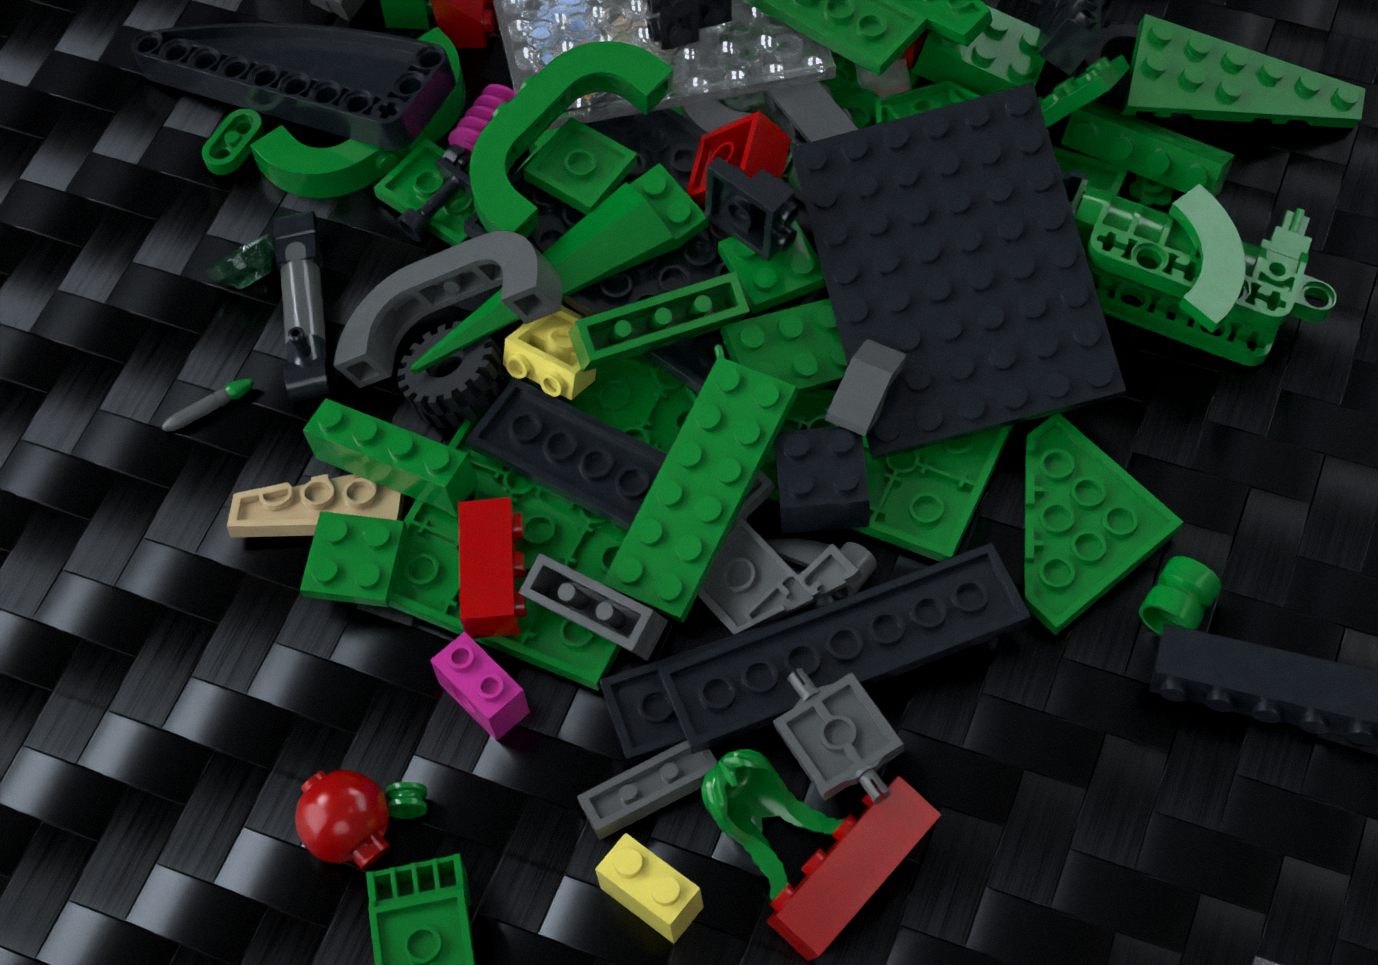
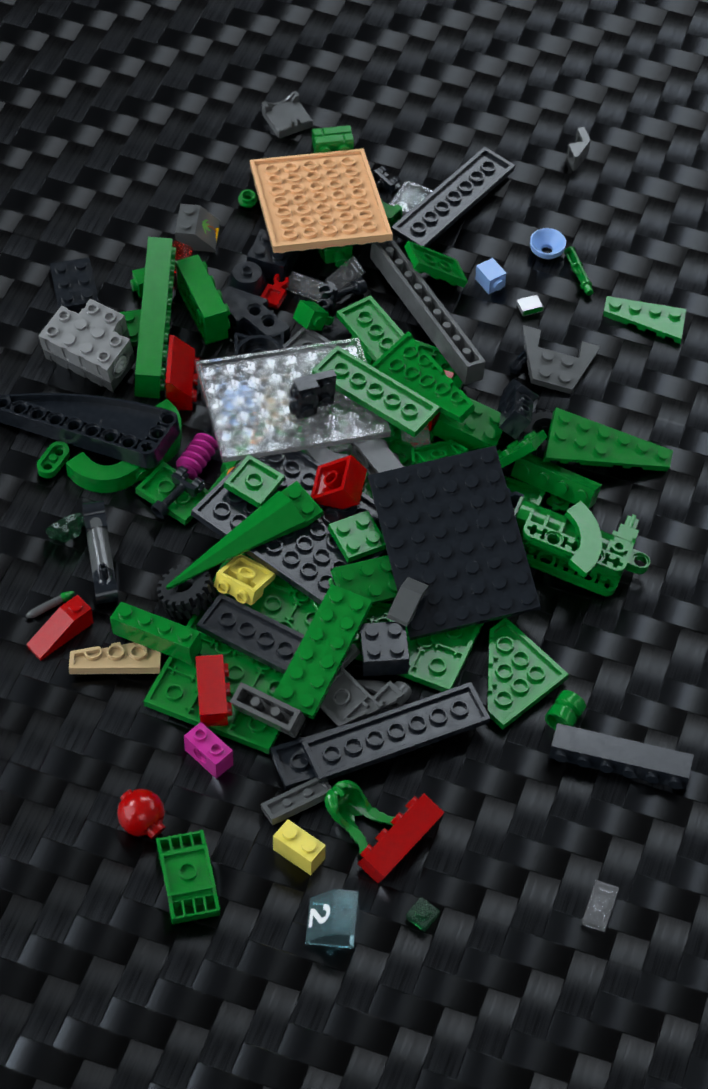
camera: 10 degrees left, 5 degrees down
(222, 447) = (61, 627): none -> red slope
(354, 559) = (139, 685): green plate -> none
(406, 800) = (173, 805): green bush -> none
(479, 264) = (152, 553): dark grey arch -> none
(541, 99) = (257, 429): green arch -> none
(658, 321) = (298, 565): green brick -> none
(751, 209) = (347, 508): black plate -> none
(838, 736) = (393, 773): dark grey plate -> none

